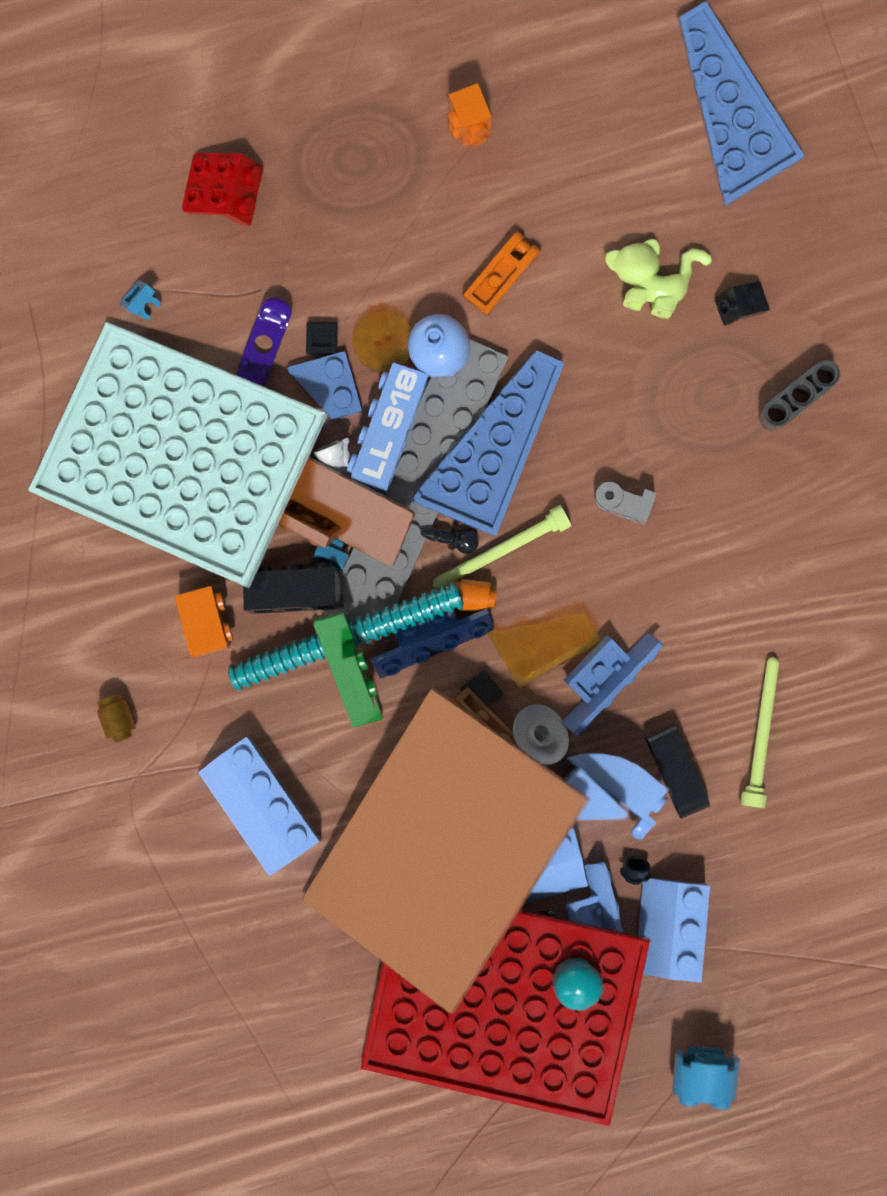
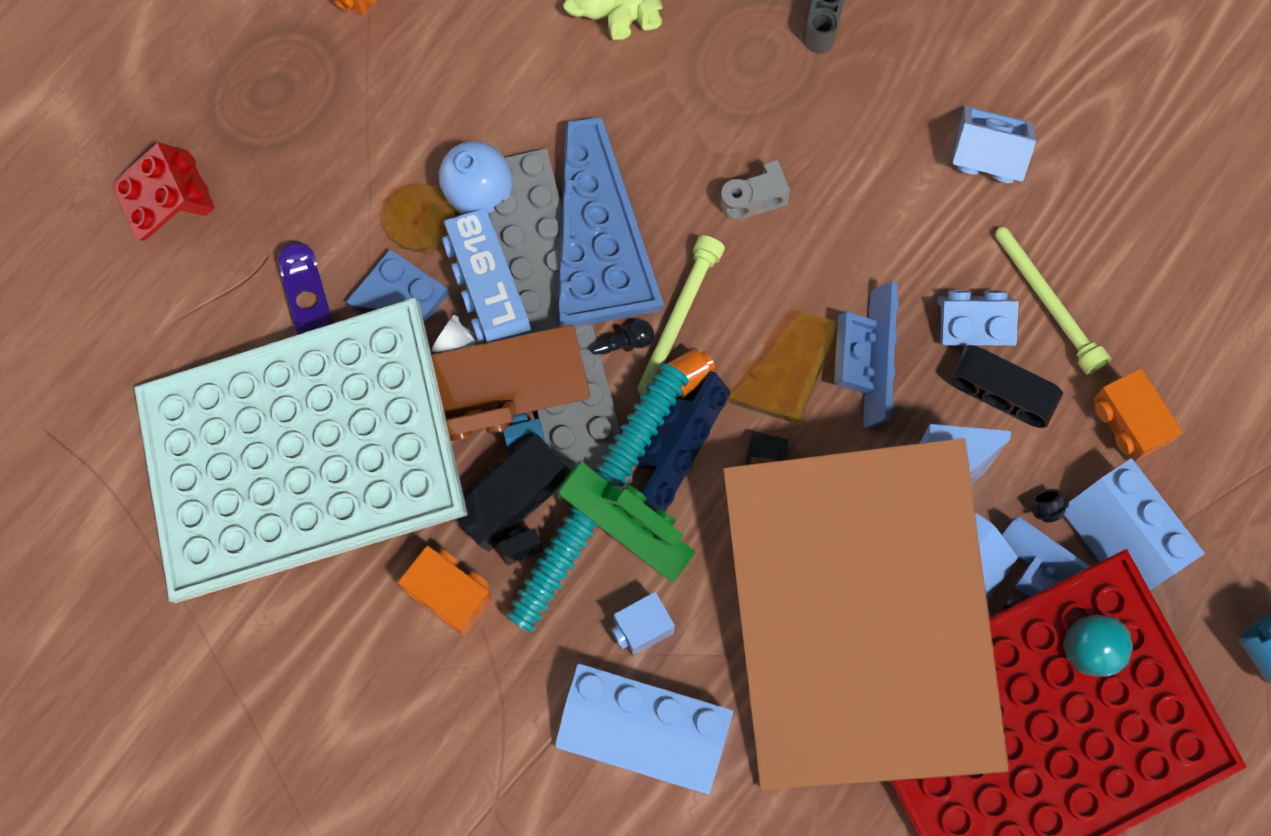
camera: 40 degrees left, 15 degrees down
(115, 718) = (428, 756): pearl gold brick -> none
(137, 298) = (150, 343): dark azure tile -> none
(273, 626) = (520, 545): none -> black plate
(309, 740) = (642, 624): none -> light blue brick
(321, 338) = (359, 256): black tile -> none
(501, 274) = (483, 88): orange plate -> none
(547, 727) = (849, 438): white dish -> none
(627, 784) = (984, 411): light blue piece -> none
(701, 709) = (978, 319): none -> light blue bracket
(743, 859) = (1136, 415): none -> orange brick
(823, 595) = (994, 145): none -> light blue slope

